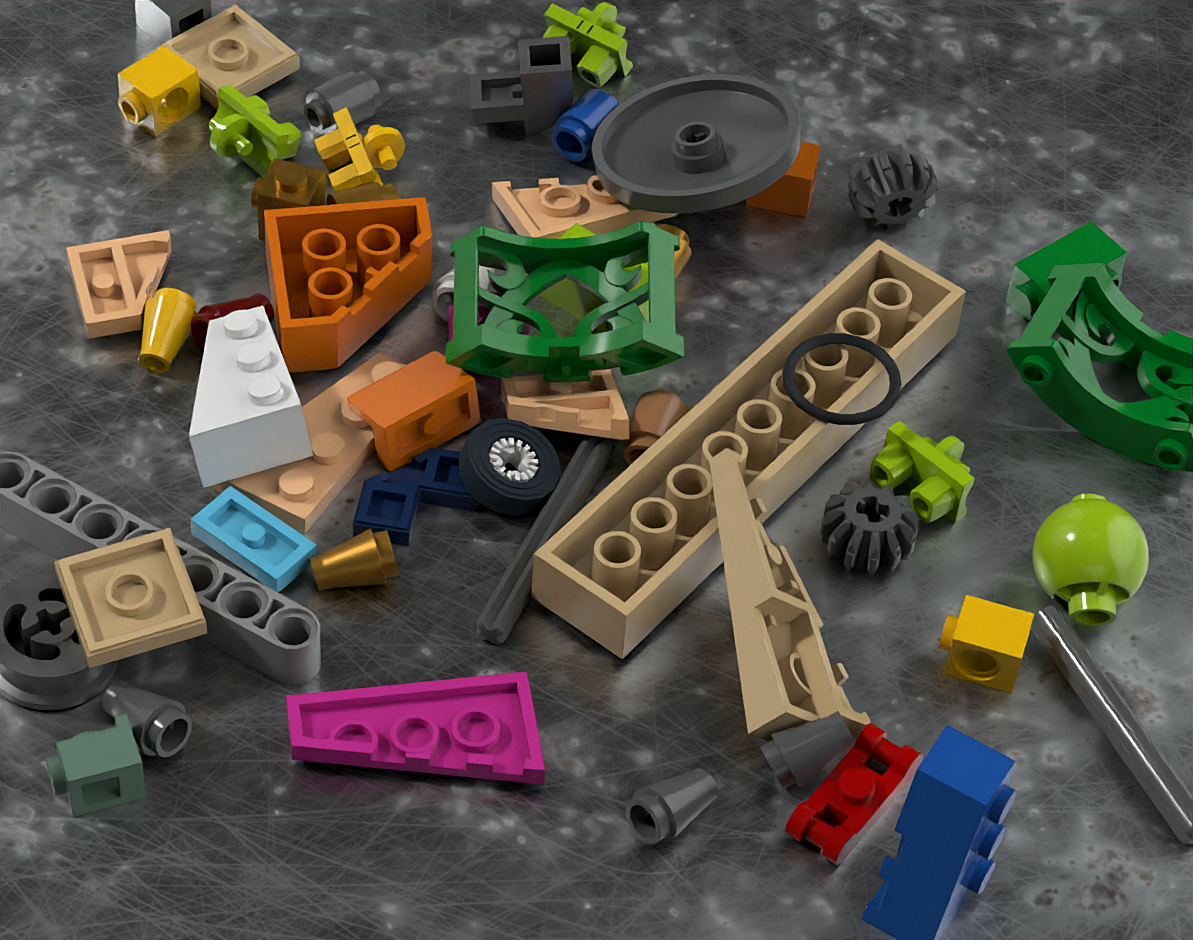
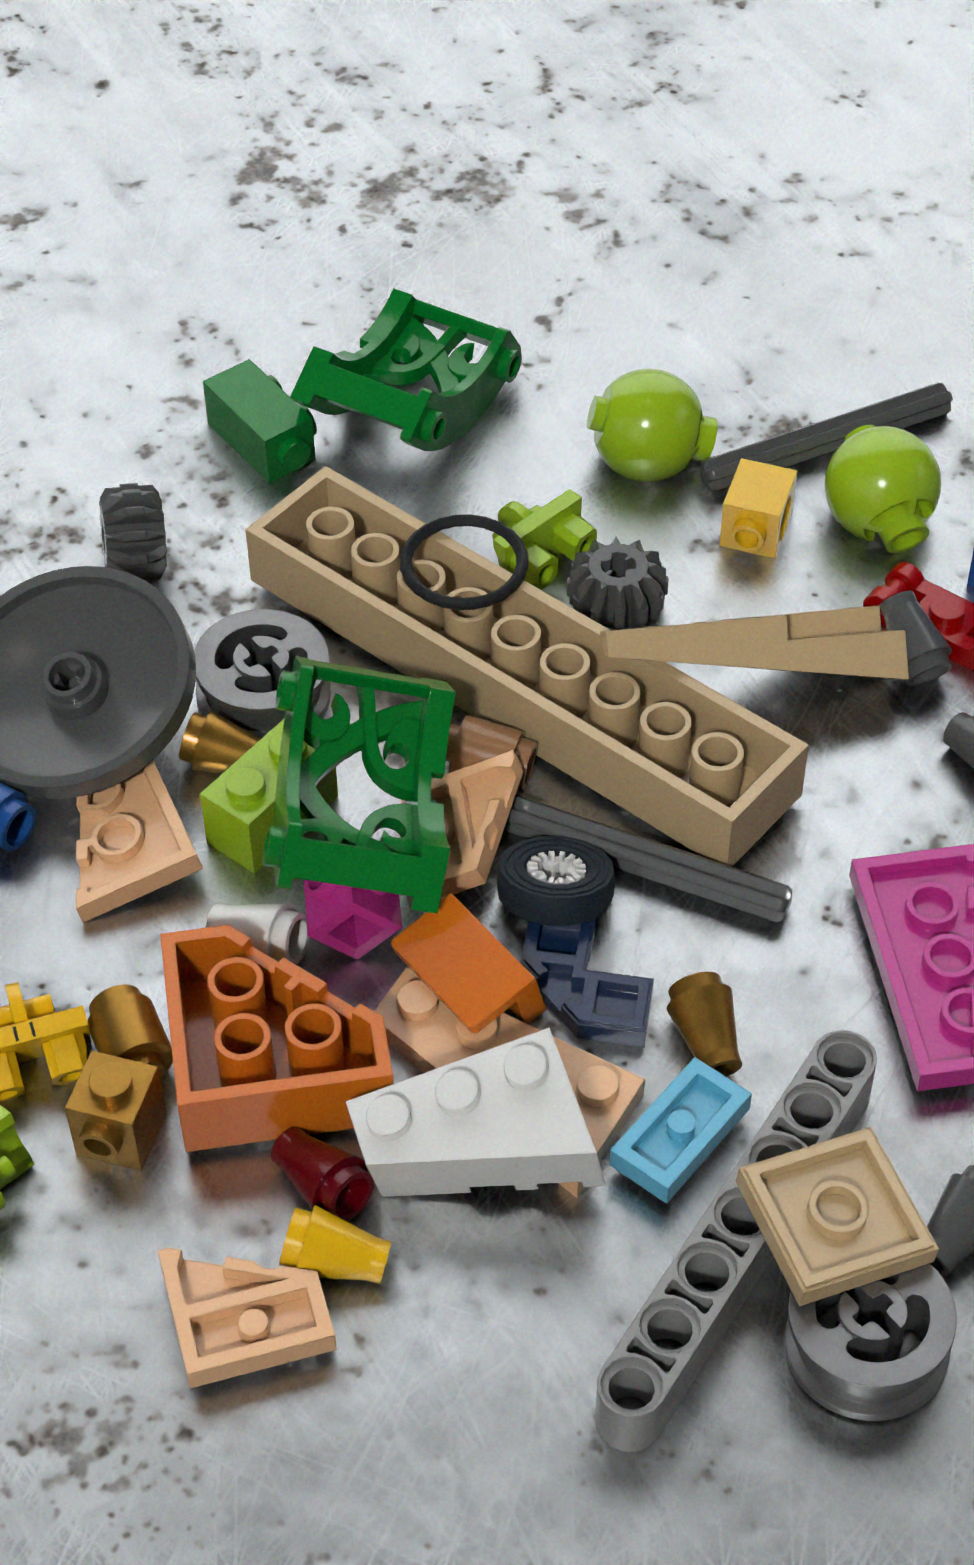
camera: 85 degrees left, 0 degrees up
(742, 302) = (245, 692): none -> flat silver wheel
(1037, 732) = (883, 485): none -> lime brick

